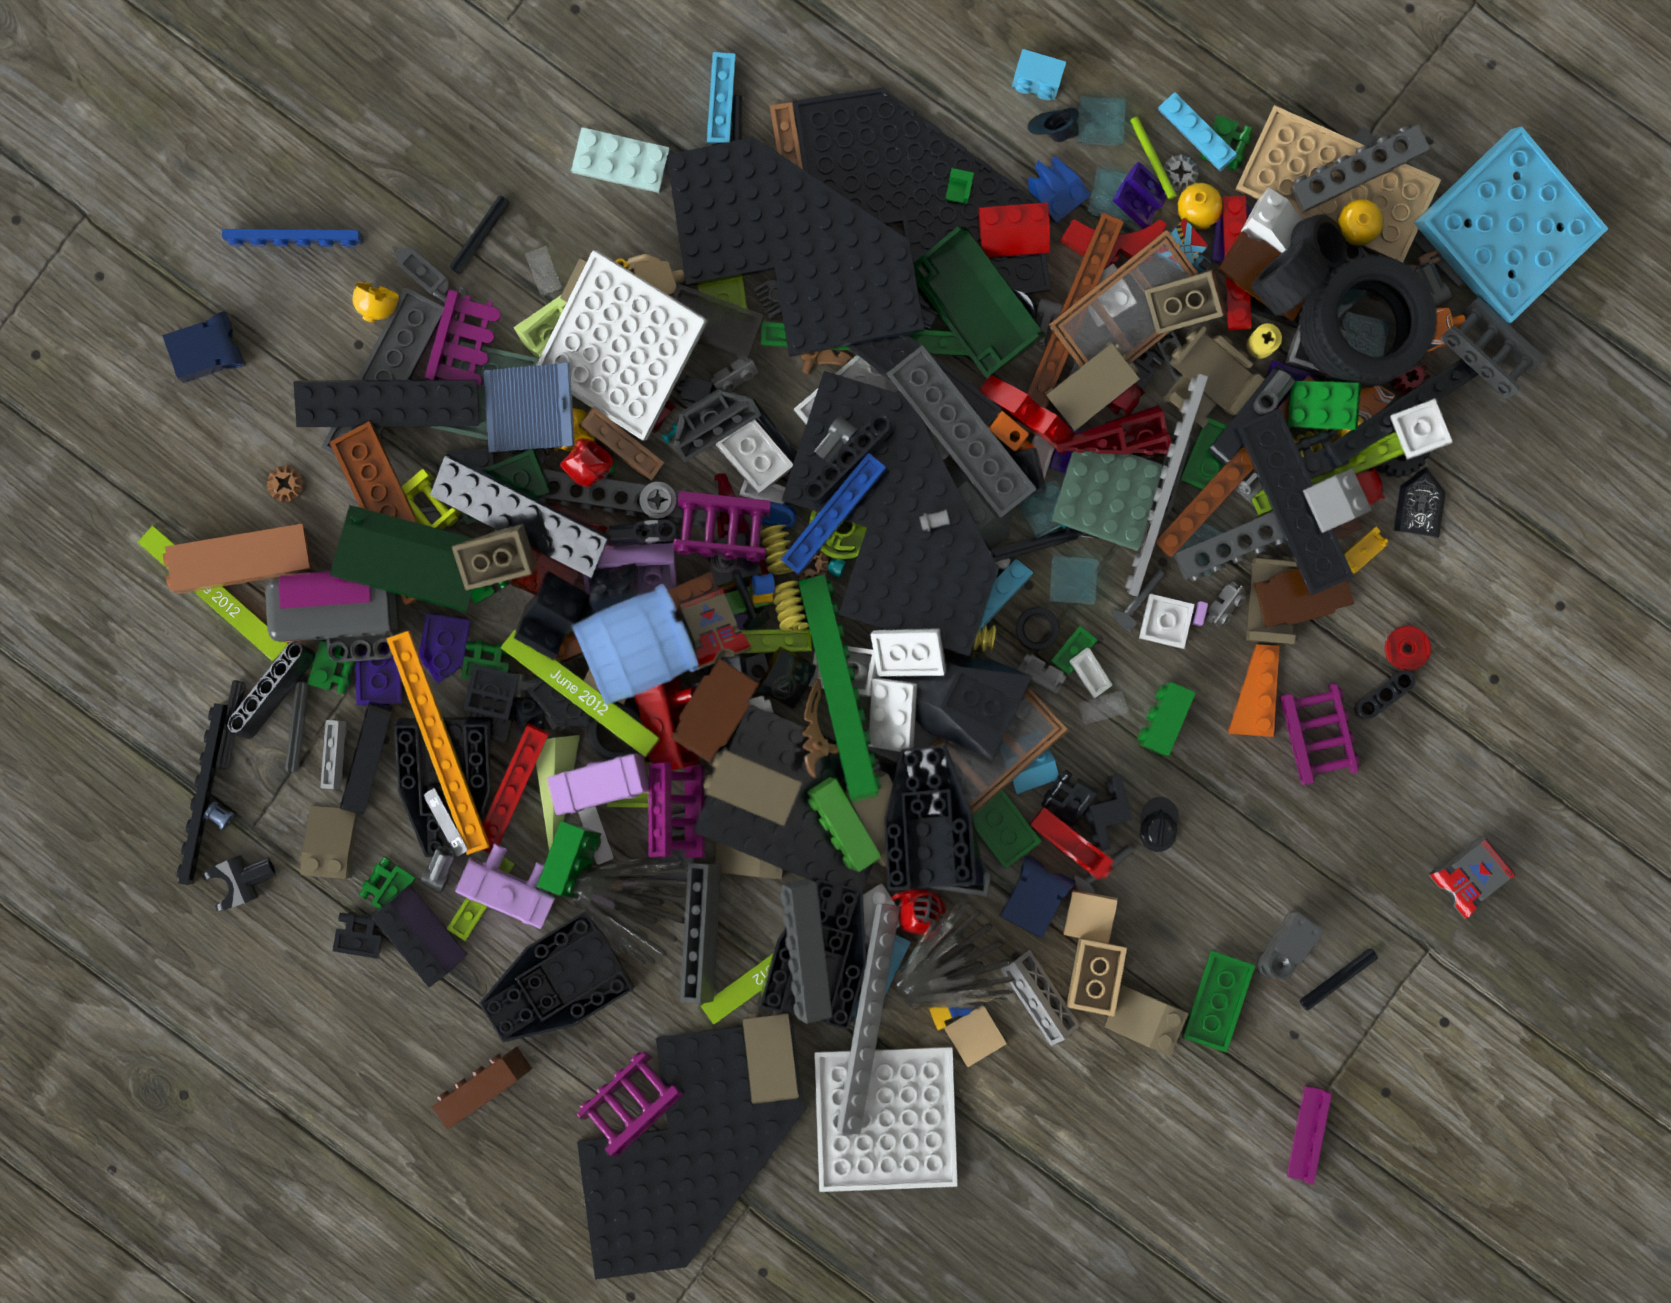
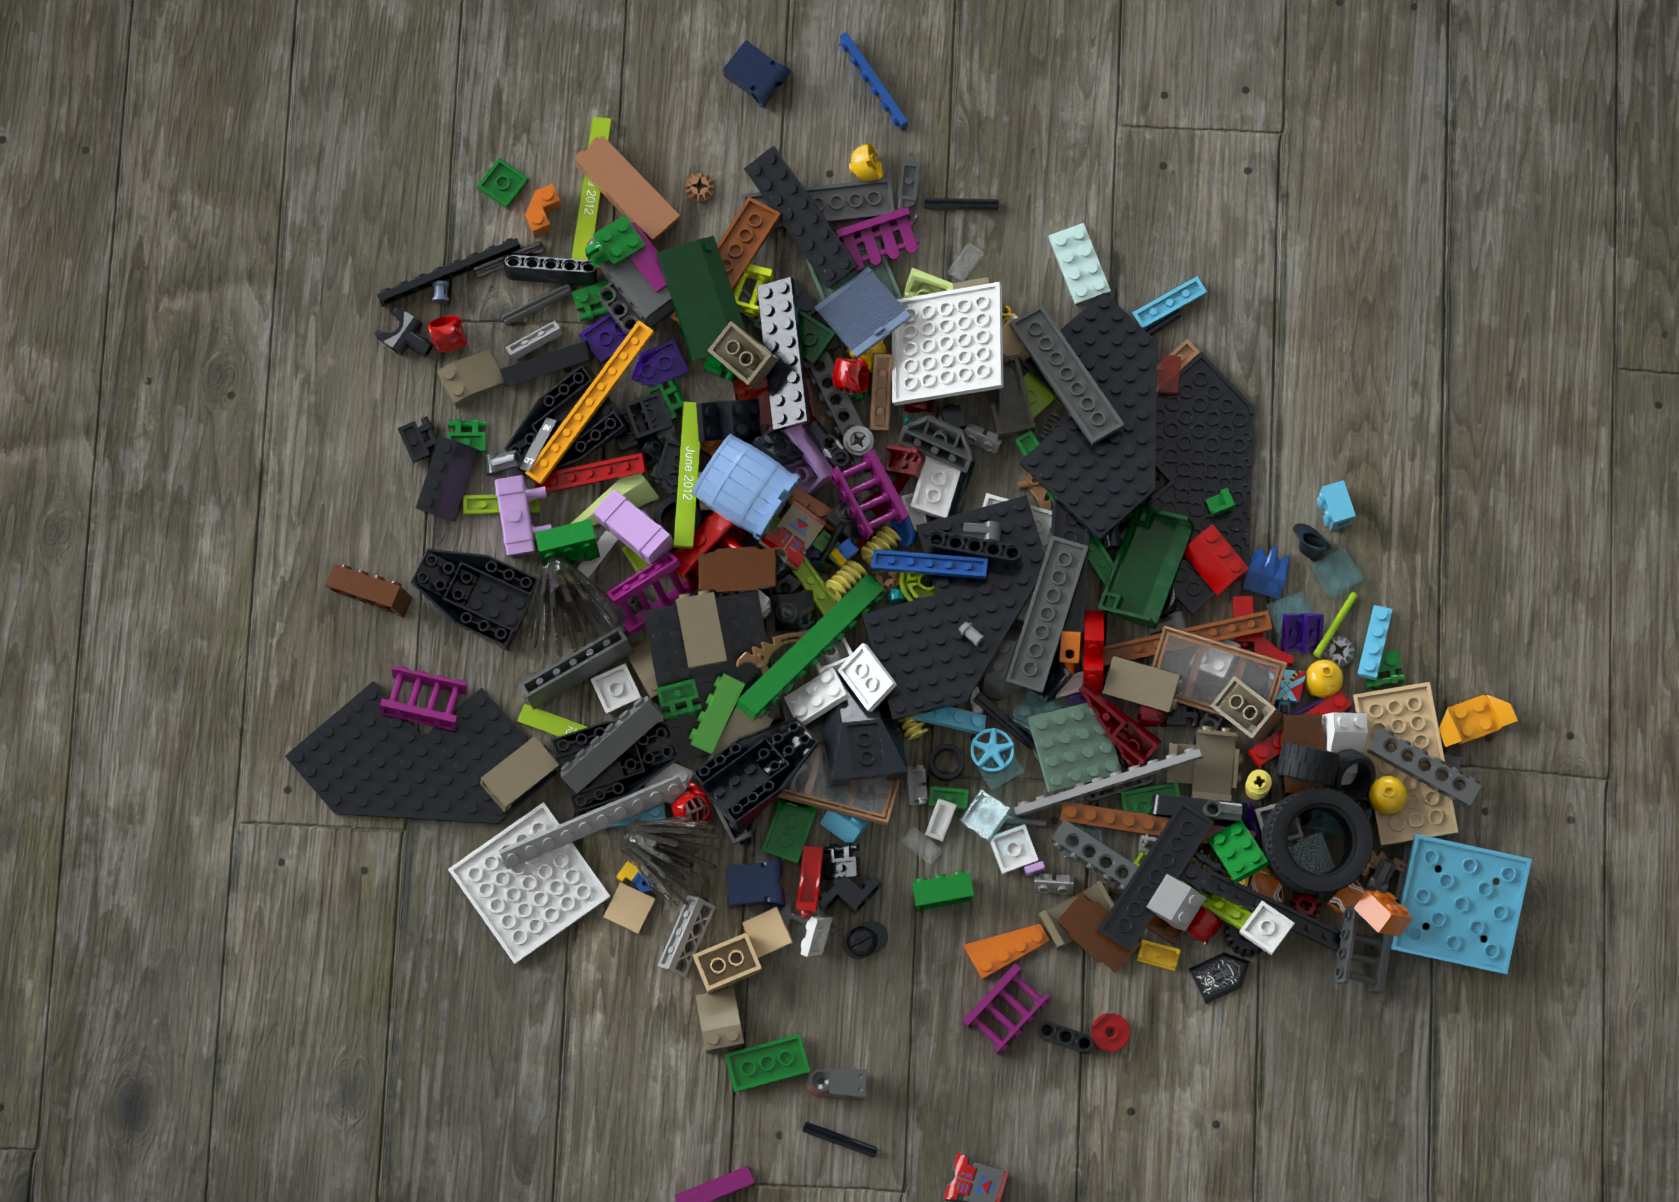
camera: 55 degrees right, 10 degrees down
(146, 678) = (503, 183): none -> green tile
(193, 651) = (542, 202): none -> orange brick
(267, 838) = (447, 333): none -> red piece
(290, 611) = (614, 243): none -> green plate
(708, 468) = (904, 461): none -> dark red bracket
(731, 248) = (1066, 374): none -> dark grey plate
(746, 905) = (615, 688): none -> white plate
(795, 146) = (1169, 374): none -> clear red tile
(799, 851) = (676, 693): none -> green plate
(1057, 576) = (992, 749): none -> medium azure wheel
(1117, 626) = (985, 815): none -> clear light blue plate
(1129, 872) = (816, 935): none -> white plate
(1336, 85) = (1475, 719): none -> light orange piece
(1478, 305) = (1383, 912): none -> orange brick

